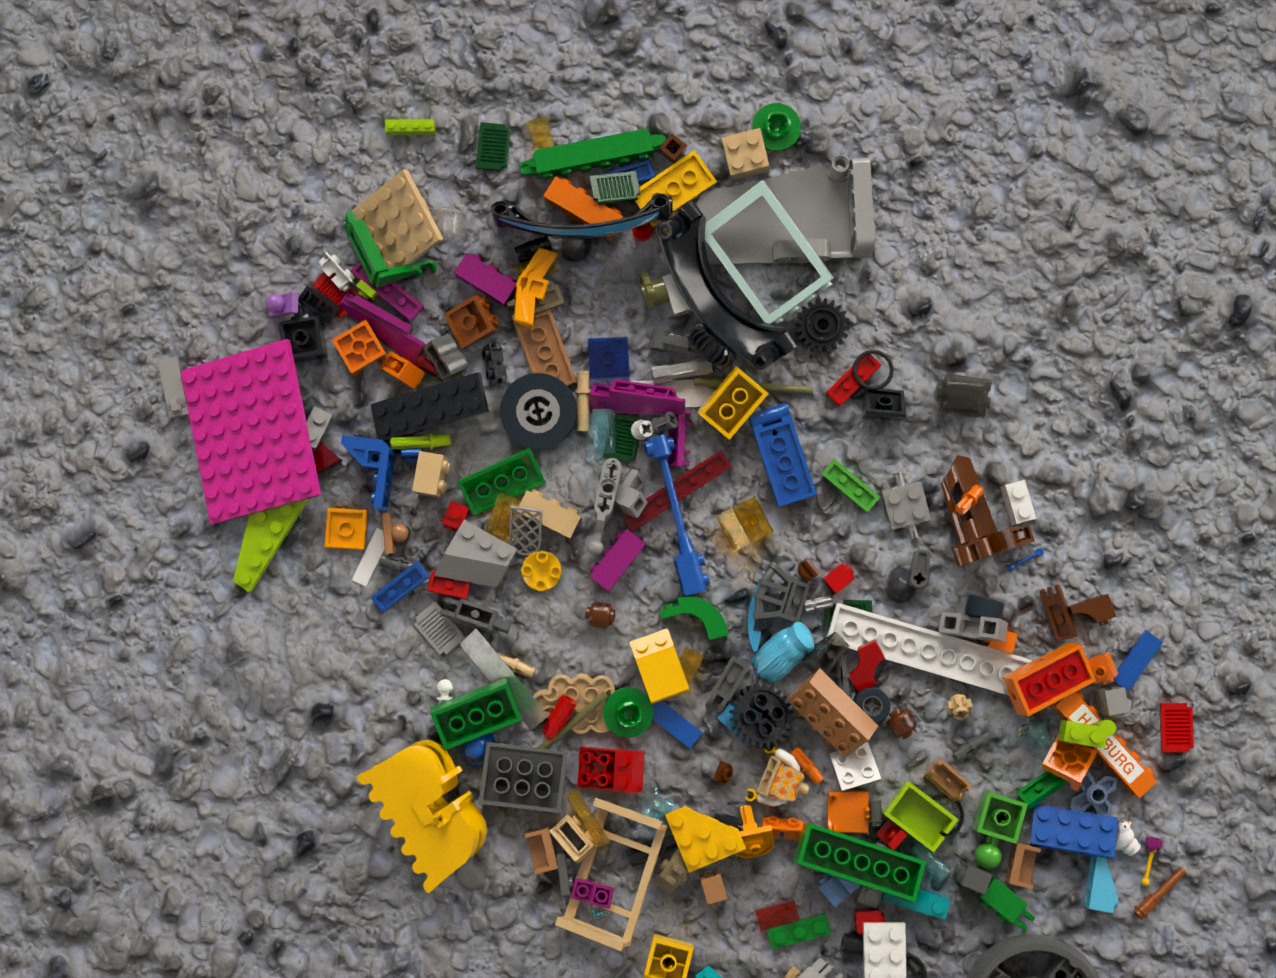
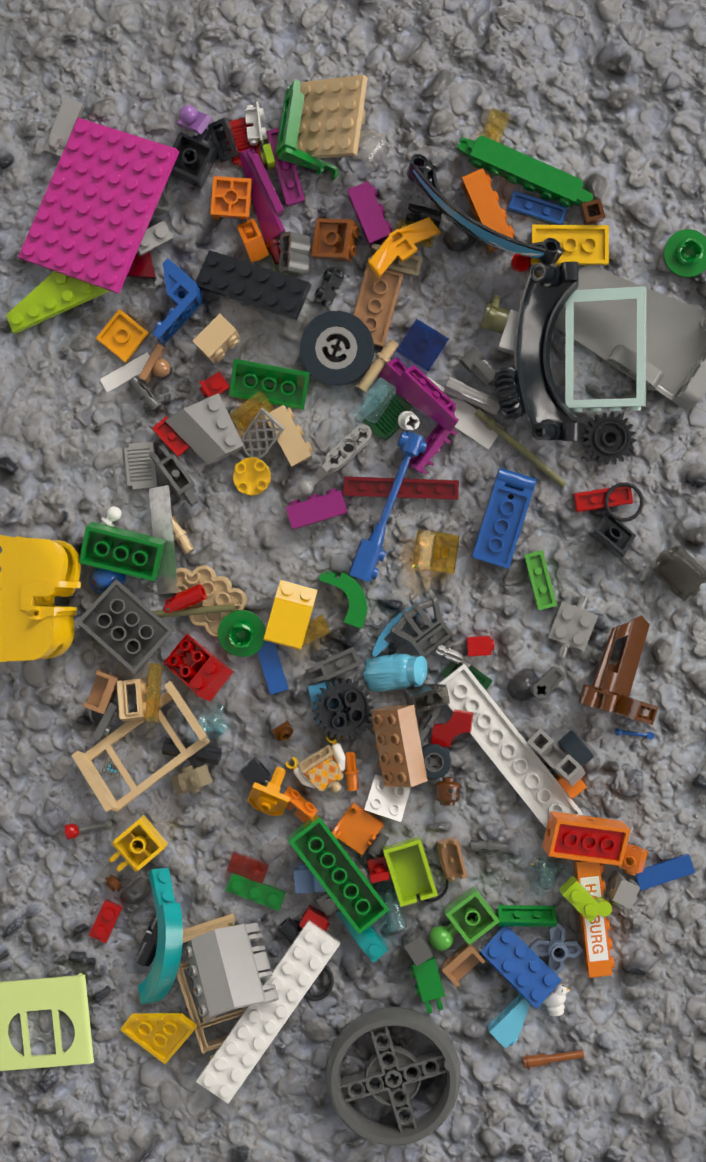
camera: 35 degrees right, 5 degrees up
(400, 586) = (133, 411): blue tile -> none
(410, 127) = (395, 46): lime piece -> none
(411, 455) = (213, 311): blue plate -> none
(420, 442) = (227, 307): lime axle -> none
(493, 146) = (450, 109): dark green window -> none
(592, 892) = (117, 751): magenta slope -> none
(600, 615) = (273, 543): reddish brown head -> none
(615, 187) = (523, 211): dark green window -> none
(629, 495) = (361, 466): light grey brick -> none
(665, 422) = (429, 427): dark grey bush -> none
(702, 838) = (230, 770): yellow plate -> none
(713, 886) = (213, 812): medium nougat panel -> none
(732, 402) = (494, 449): yellow brick -> none
(745, 154) = (647, 257): tan brick -> none
(807, 569) = (459, 621): reddish brown plate -> none
(959, 706) = (501, 810): tan gear -> none
(969, 499) = (625, 656): orange axle -> none
(1018, 502) = (662, 686): white brick -> none
(1058, 613) = (630, 793): reddish brown hinge -> none
(1069, 761) = (555, 912): orange piece -> none
(1097, 609) = (663, 811): reddish brown arch -> none
(1153, 845) = (573, 1019): hinge -> none
(1176, 727) = (657, 943): red window -> none

